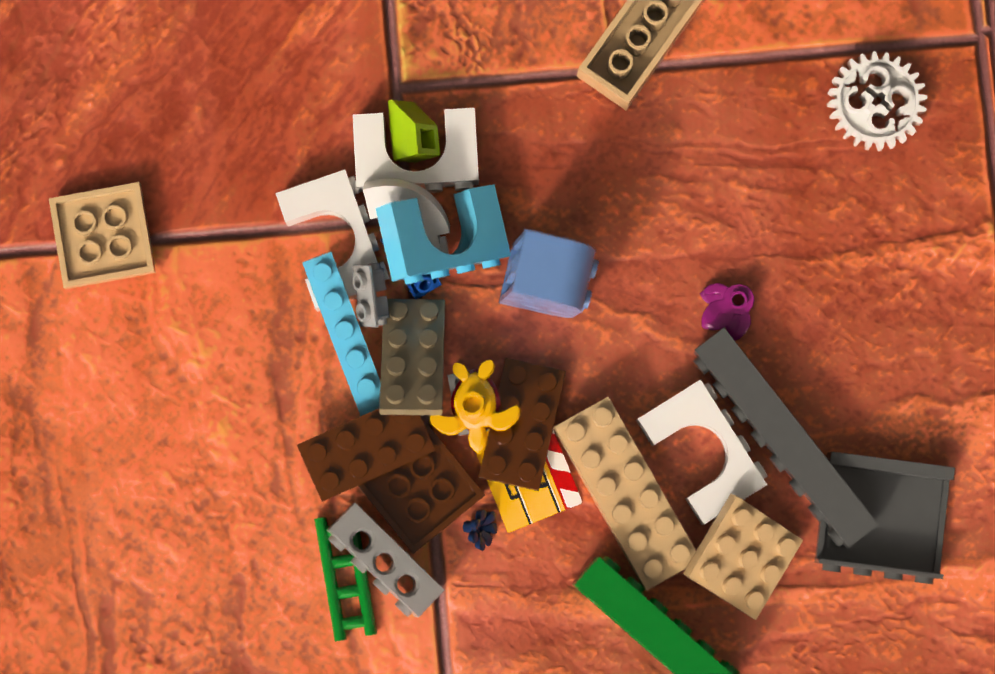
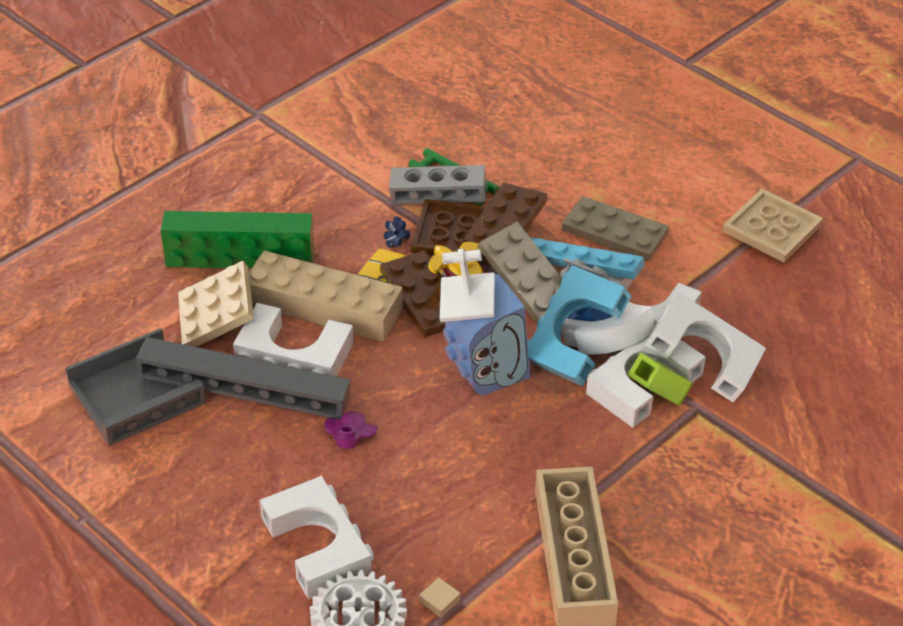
camera: 140 degrees right, 40 degrees down
(255, 364) = (615, 228): none -> dark tan plate
(342, 160) = (737, 351): none -> white arch
(566, 285) = (466, 295): none -> white plate
(795, 70) = (439, 597): none -> tan tile
(826, 240) = (318, 505): none -> white arch

